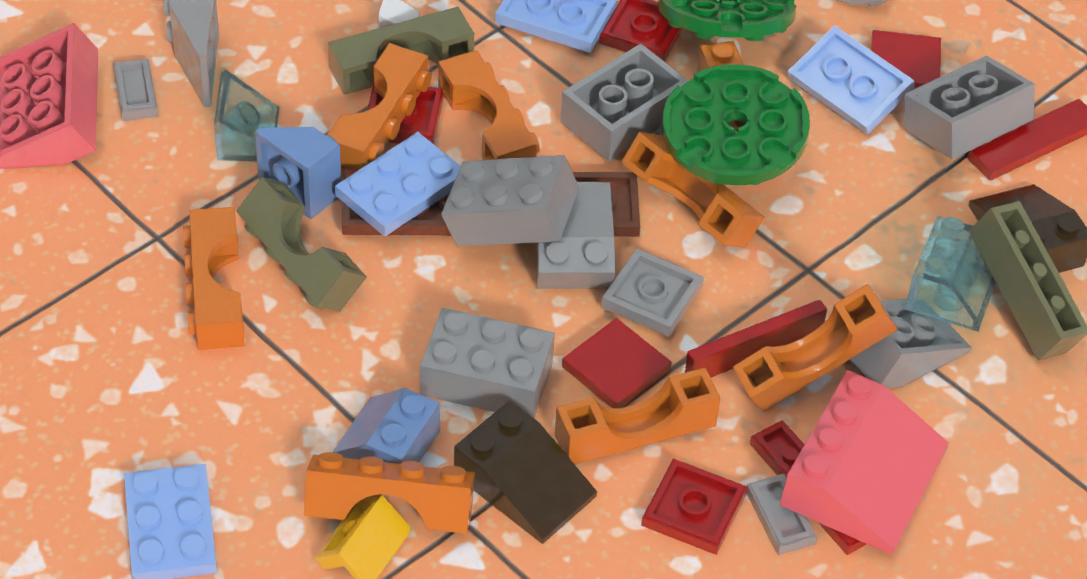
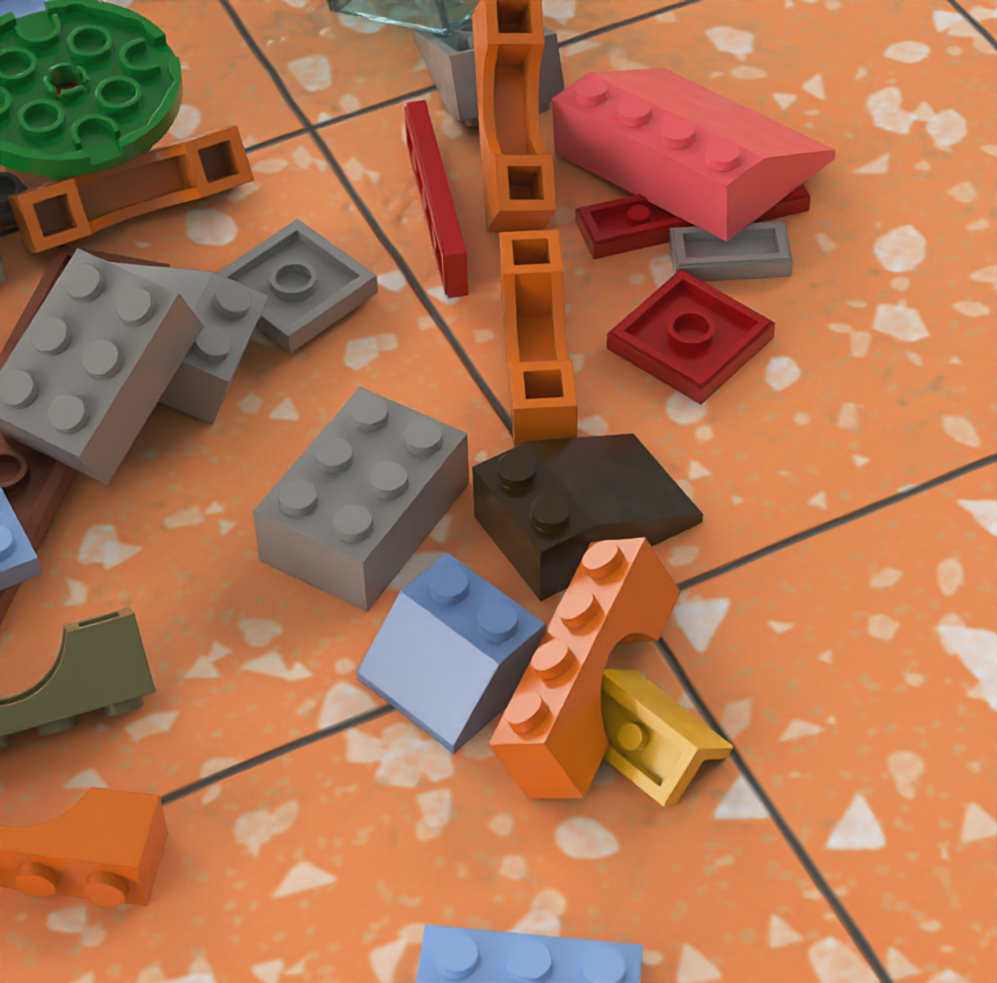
camera: 70 degrees left, 0 degrees up
(616, 364) = (409, 355): red tile -> none

